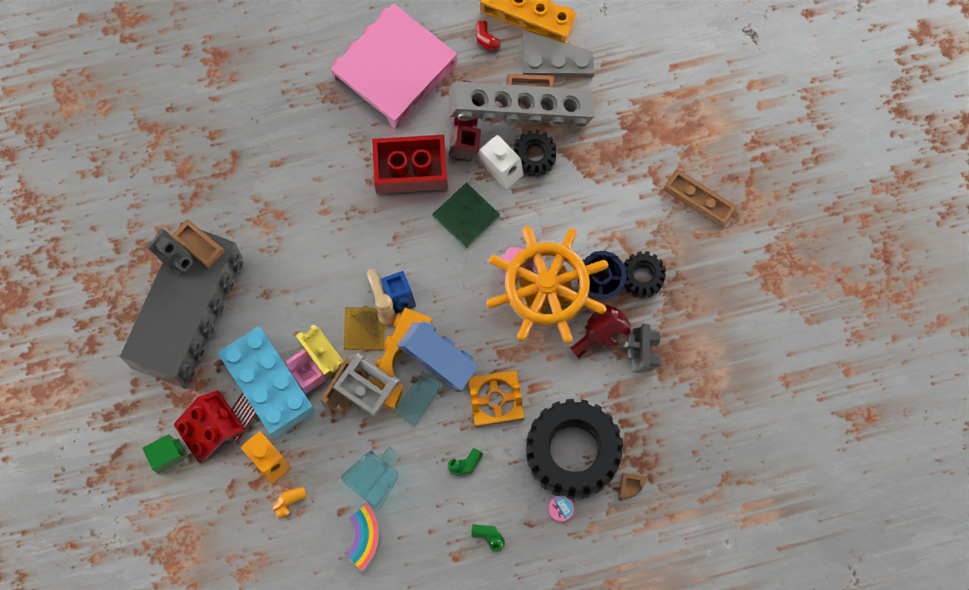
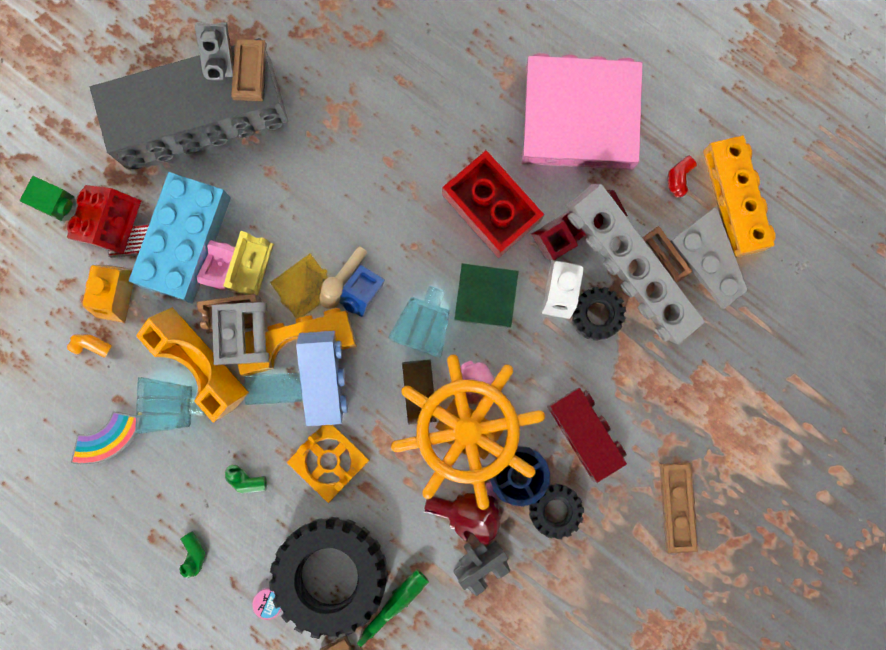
camera: 50 degrees right, 10 degrees up
(333, 436) = (173, 338): none -> light orange arch
(454, 267) = (423, 324): none -> clear light blue torso
(502, 313) = (418, 376): none -> dark brown slope
(608, 217) = (588, 434): none -> dark red brick
(625, 420) = (400, 599): none -> green animal

